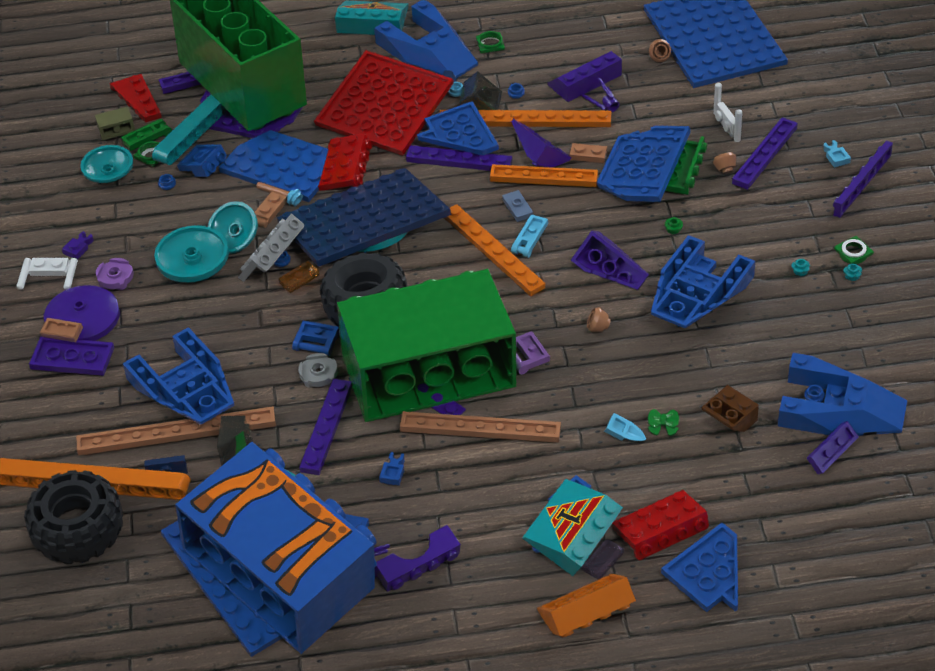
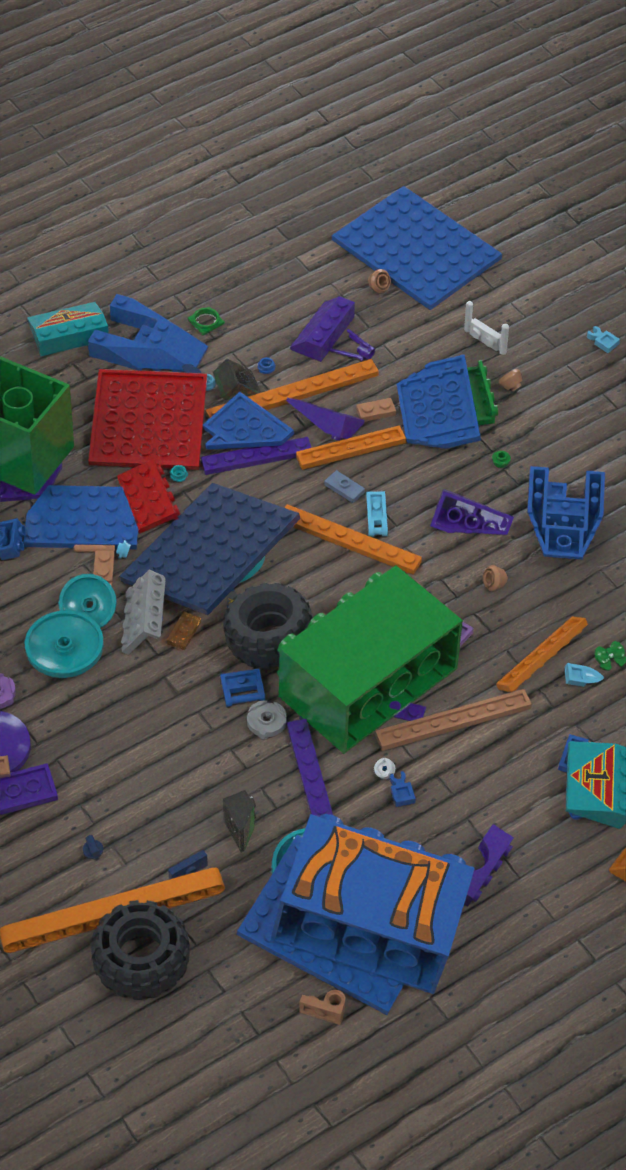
camera: 30 degrees left, 5 degrees up
(102, 423) = (92, 848): none -> dark blue plate
(167, 432) = (166, 831): nougat plate -> none
(192, 388) = (161, 780): blue wedge -> none
(202, 629) = (324, 1009): none -> nougat plate
(382, 153) = (178, 473): none -> teal plate
(390, 445) = (384, 768): none -> white tile
(604, 397) = (541, 654): none -> orange plate
(764, 153) = (539, 358): dark purple plate -> none

